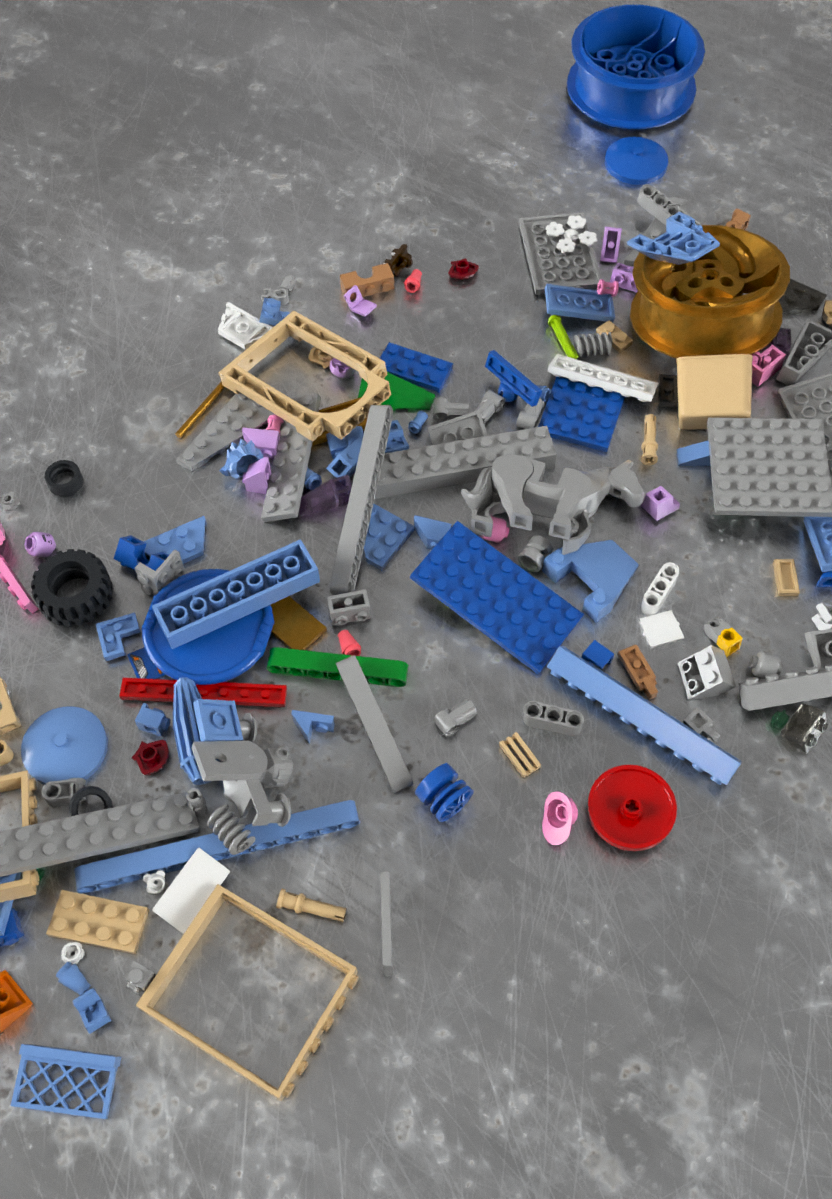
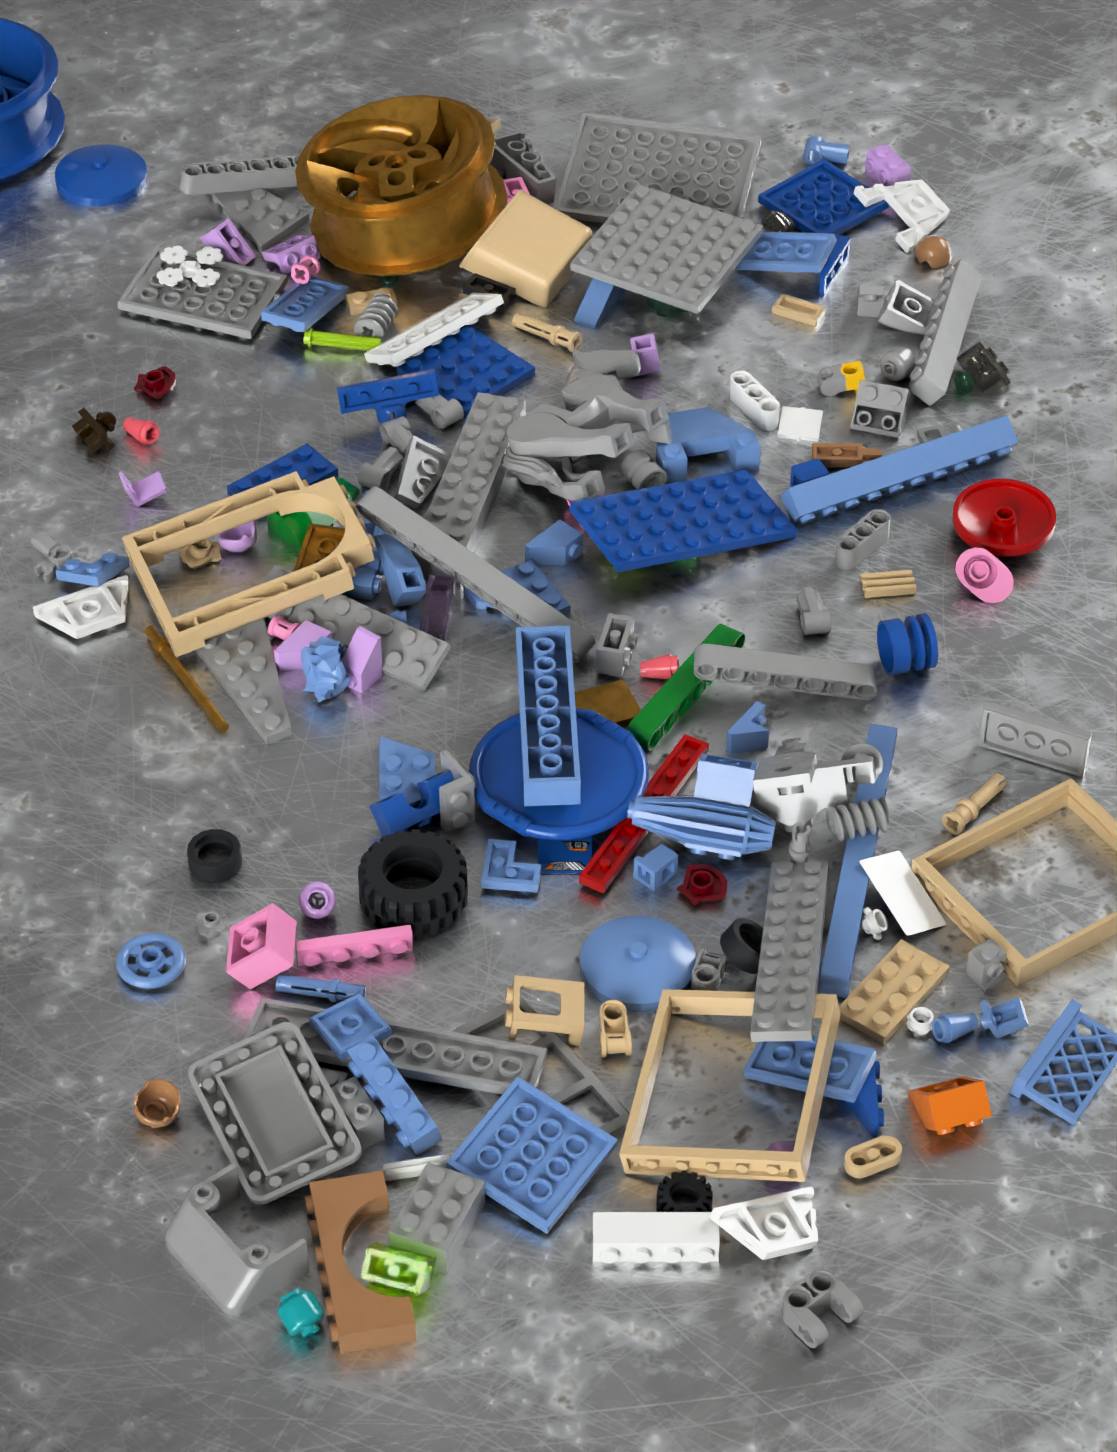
camera: 65 degrees left, 15 degrees down
(380, 281) = (112, 457): medium nougat arch -> none
(680, 244) = (352, 150): medium blue wedge -> none
(739, 220) = (283, 137): medium nougat leg -> none

